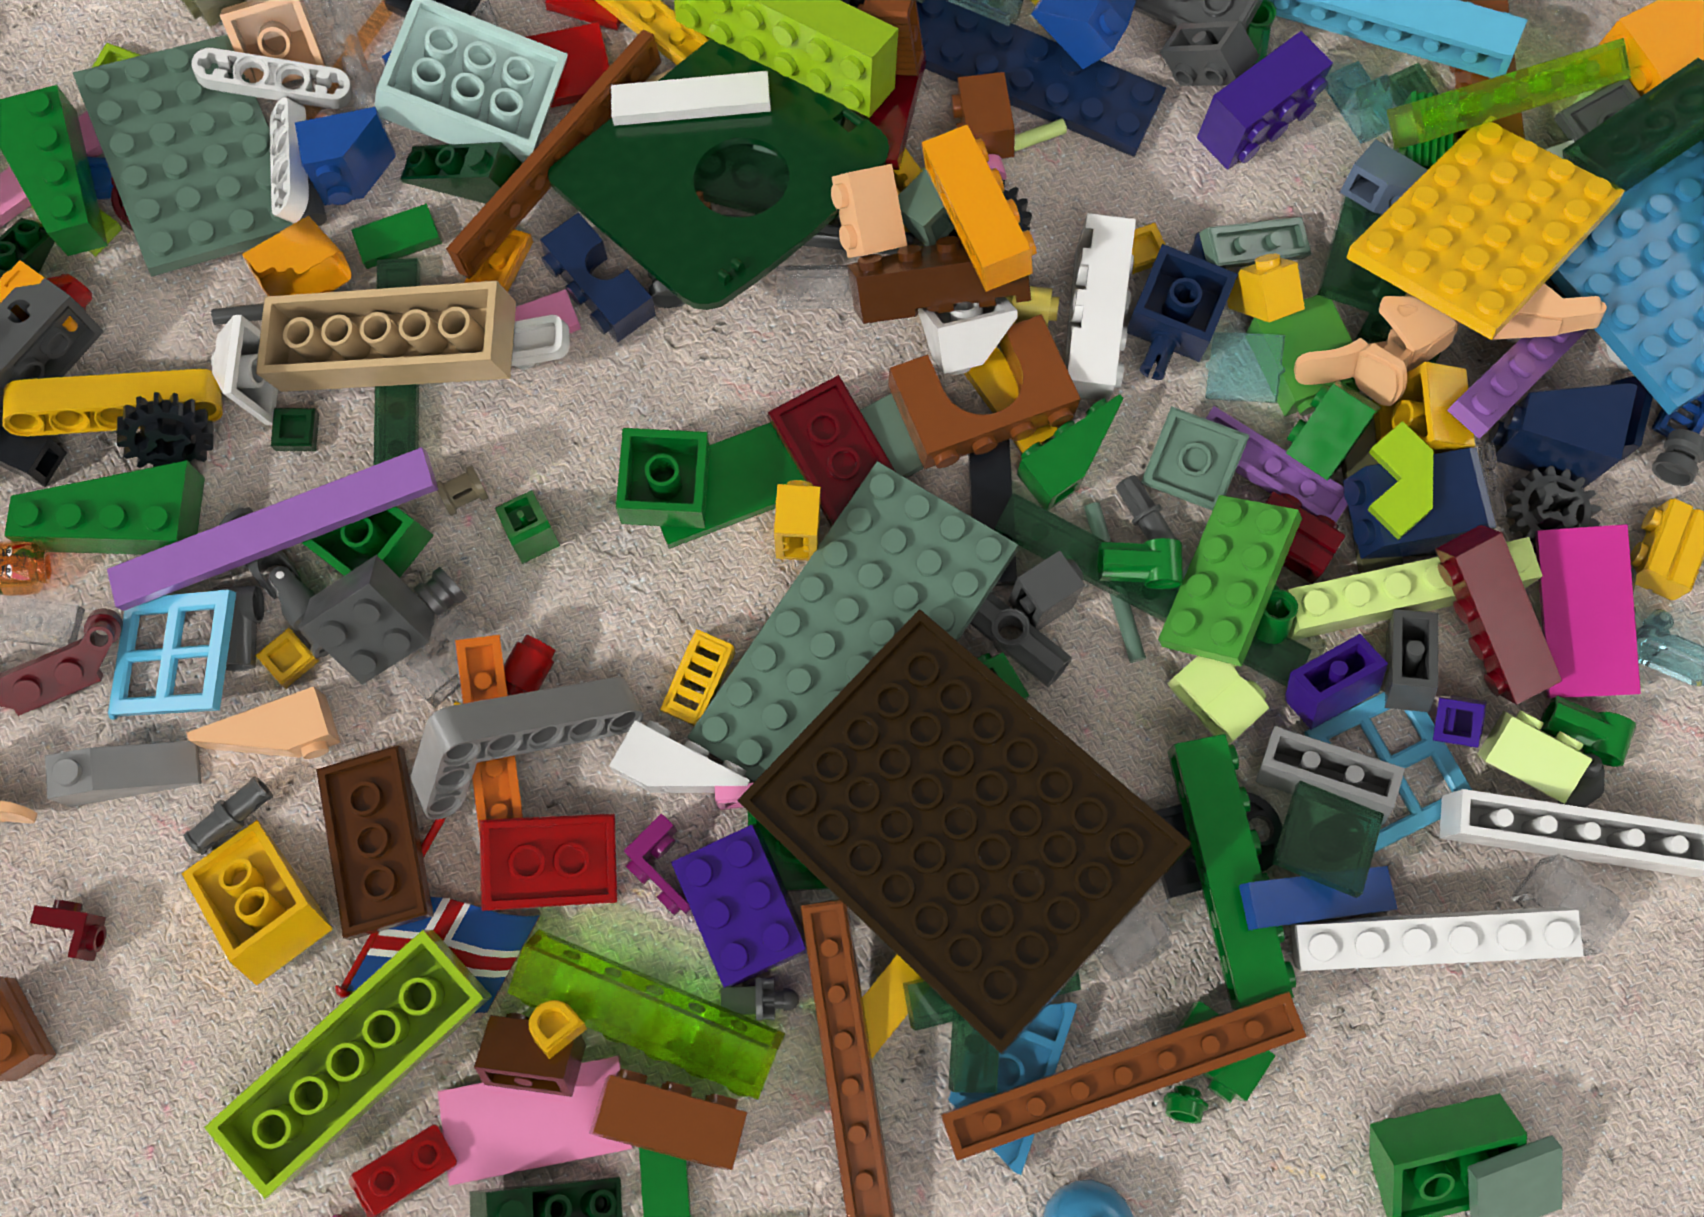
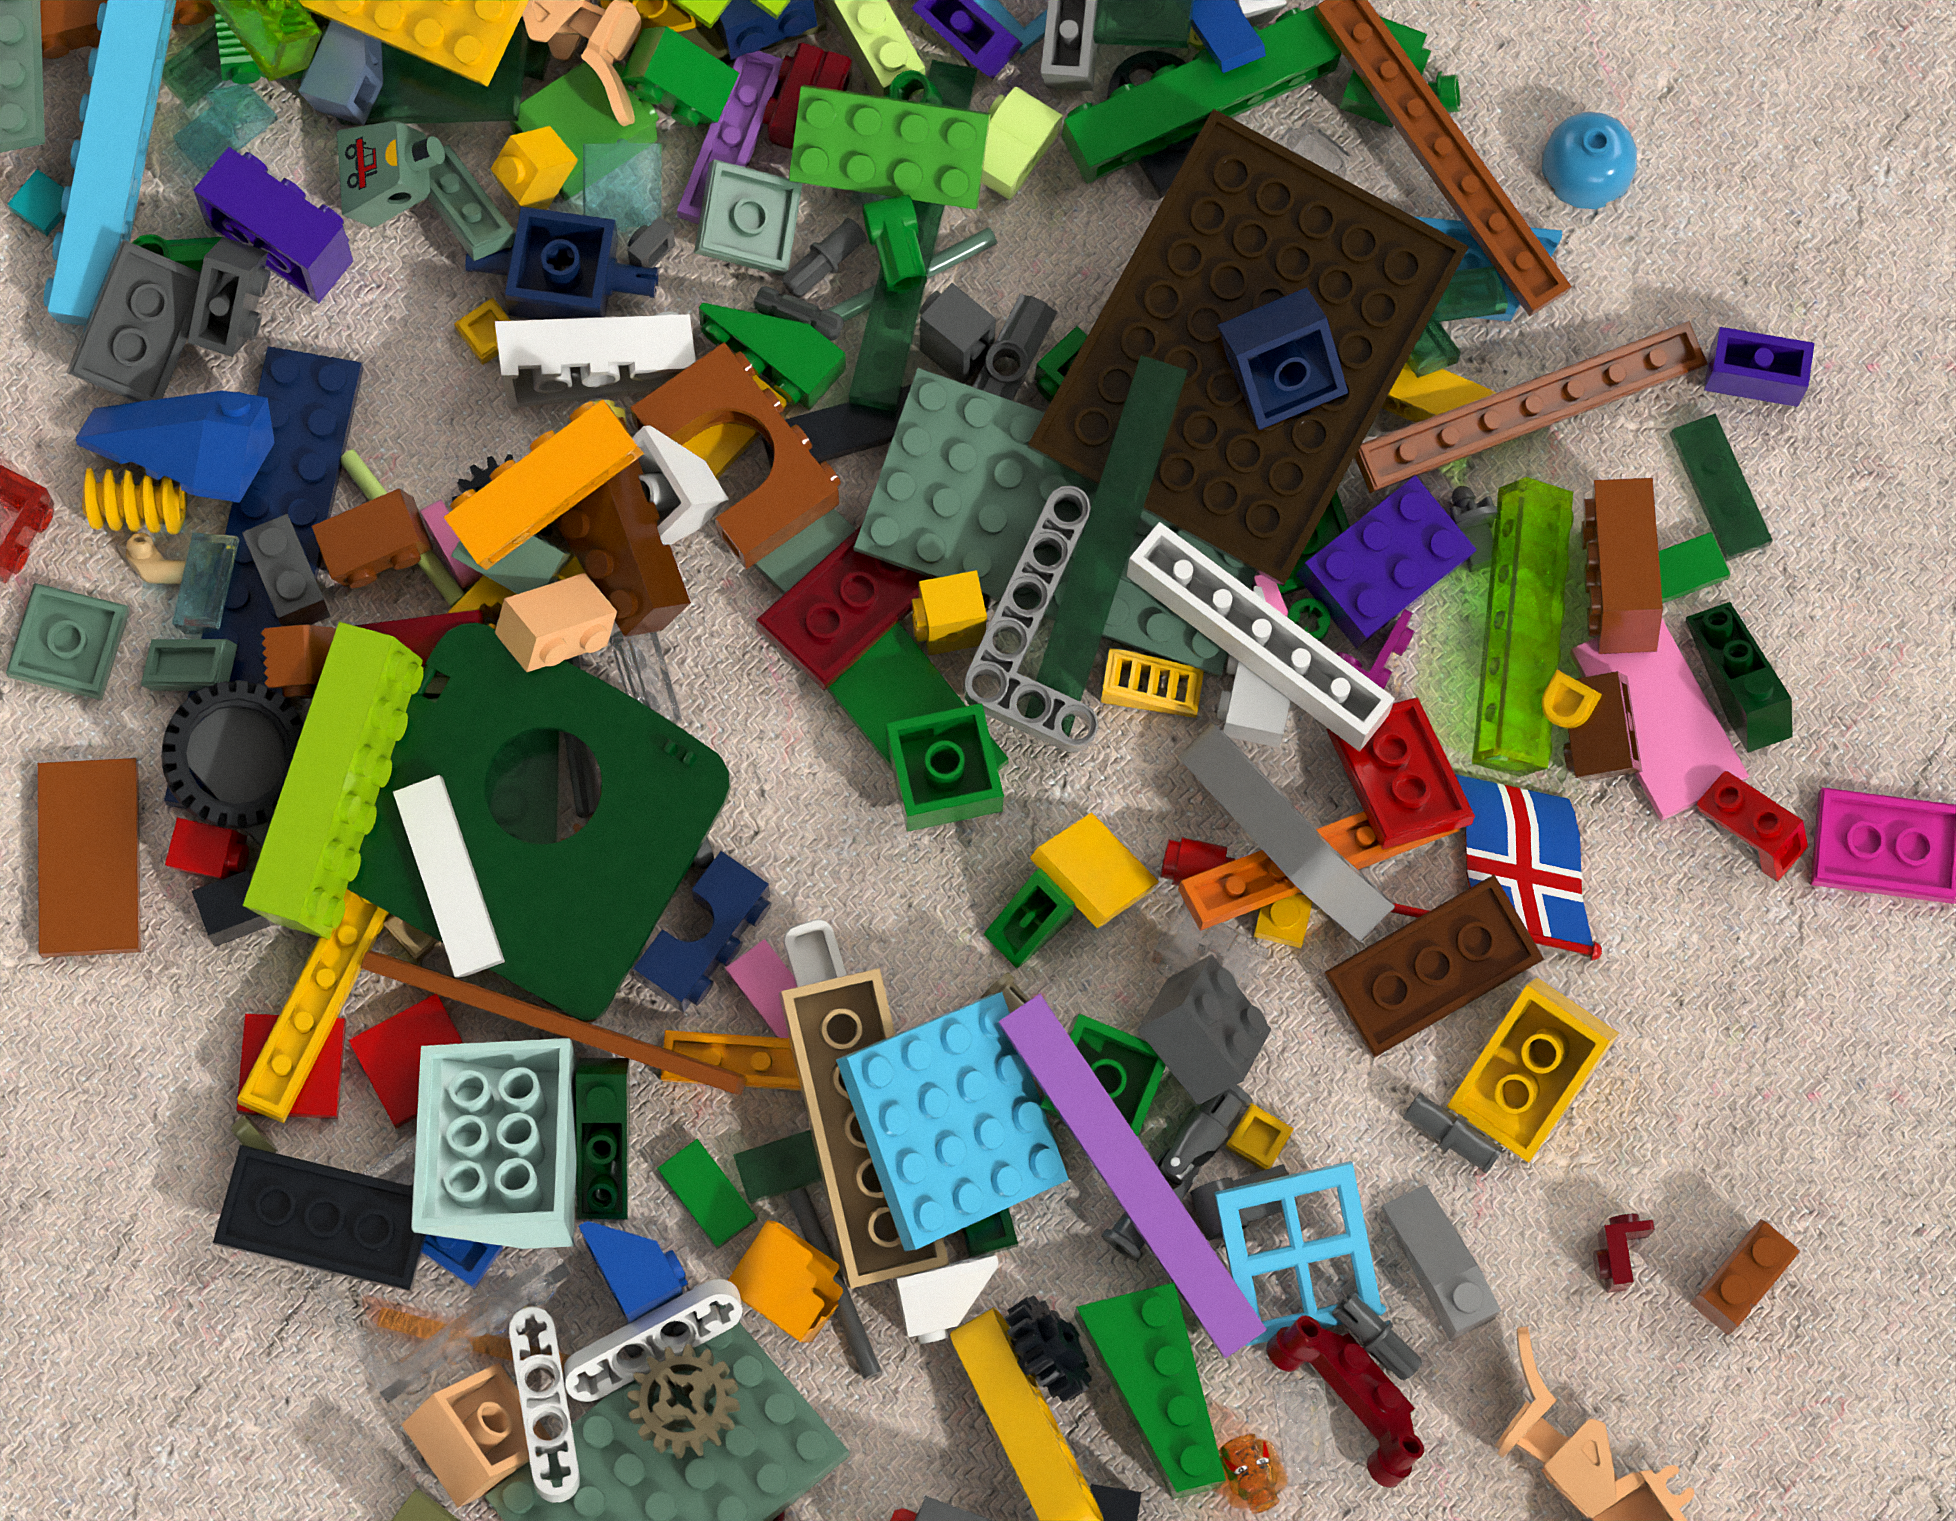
camera: 105 degrees left, 0 degrees up
(84, 699) = (1377, 1336): none -> dark grey axle
(226, 160) = (697, 1387): none -> dark tan gear
(285, 727) = (1342, 1105): light nougat slope -> none
(347, 1063) = (1664, 901): lime brick -> none
(360, 392) = (951, 1122): none -> medium azure plate
(440, 592) = (1138, 986): flat silver wheel -> none
(545, 580) = (1094, 870): none -> yellow tile
(688, 759) = (1259, 636): none -> white brick
(721, 815) = (1311, 606): none -> green bush
(764, 571) = (1024, 625): none -> light grey beam
(819, 657) = (1109, 532): none -> clear green tile
(933, 841) = (1283, 358): none -> dark blue slope
(967, 42) = (286, 572): none -> dark grey brick
(1100, 480) = (791, 308): none -> dark grey axle
(1186, 379) = (651, 243): none -> dark grey plate
(1294, 190) = (384, 170): none -> sand green torso

